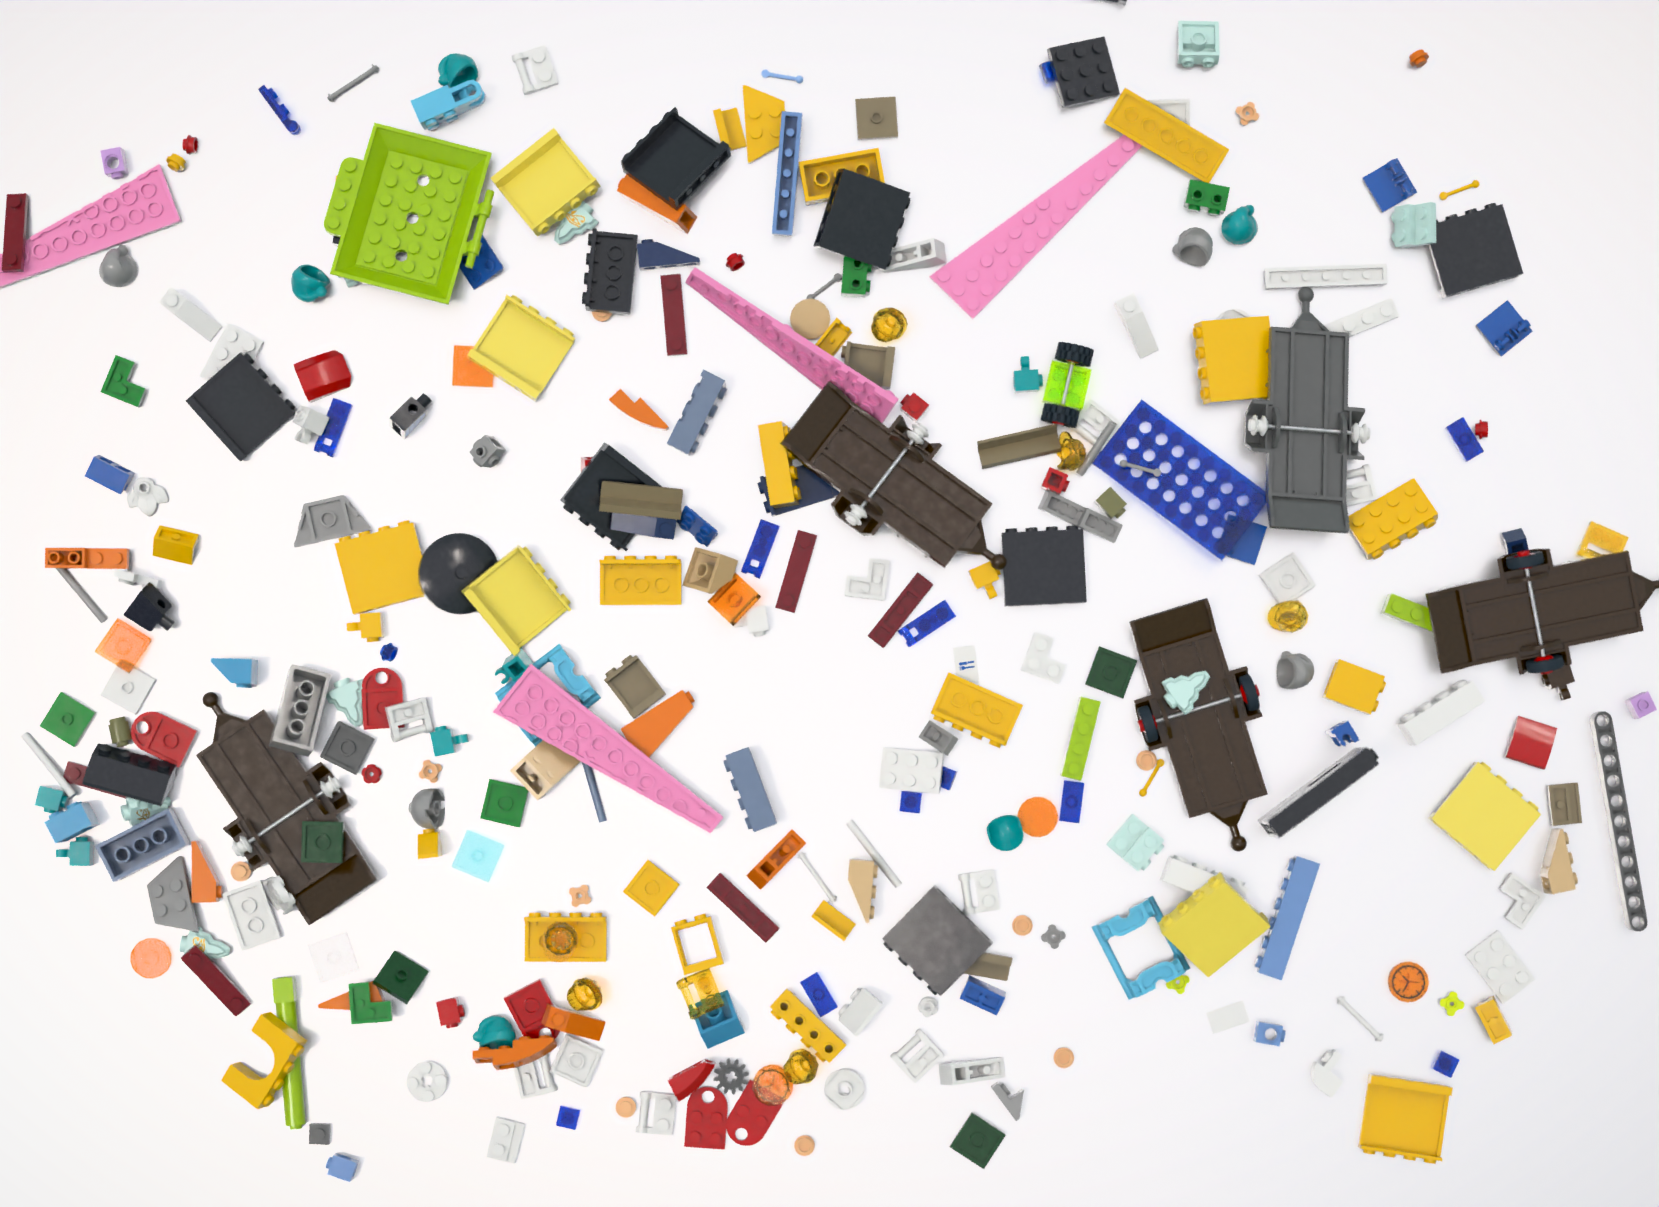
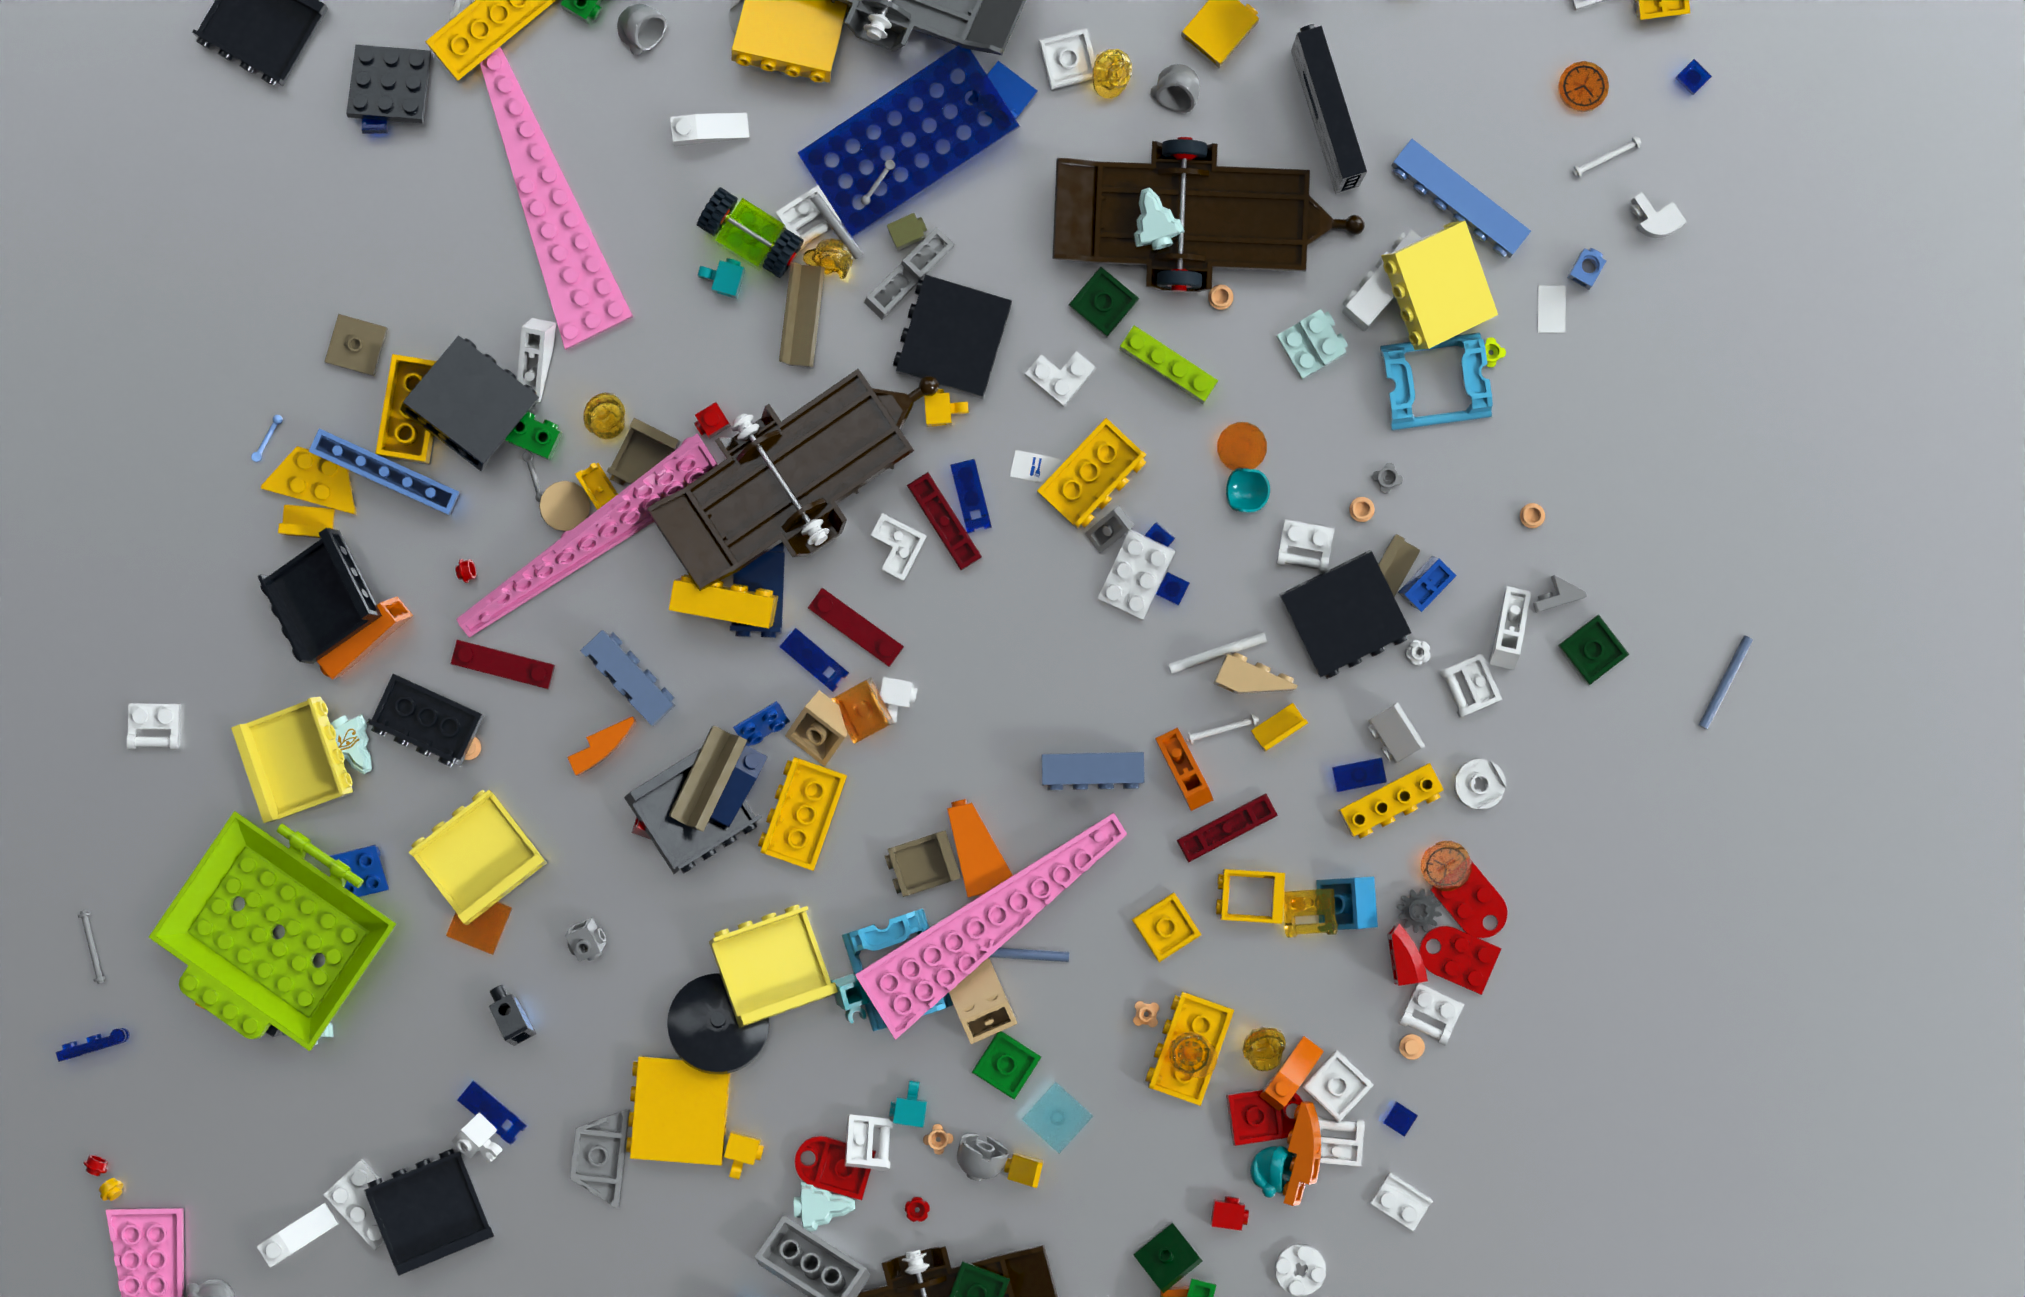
camera: 70 degrees left, 0 degrees up
(108, 156) = (74, 1267): lavender brick -> none
(309, 283) = (311, 1081): teal piece -> none
(323, 375) = (426, 1102): red slope -> none
(347, 747) = (876, 1227): dark grey plate -> none
(388, 652) = (781, 1139): clear blue plate -> none
(447, 103) = (157, 843): medium azure brick -> none
(456, 69) = (123, 818): teal piece -> none
(658, 256) = (427, 656): dark blue slope -> none
(801, 1067) = (1436, 825): clear yellow piece -> none
(804, 1145) = (1529, 853): light nougat plate -> none
(1055, 481) = (857, 287): red brick -> none
(1071, 801) = (1238, 401): clear blue plate -> none
(1143, 792) = (1256, 314): yellow hinge -> none
(1341, 732) = (1268, 56): blue hinge -> none
(1404, 1118) = (1739, 147): yellow panel -> none
(1445, 1002) = (1629, 38): neon yellow plate -> none

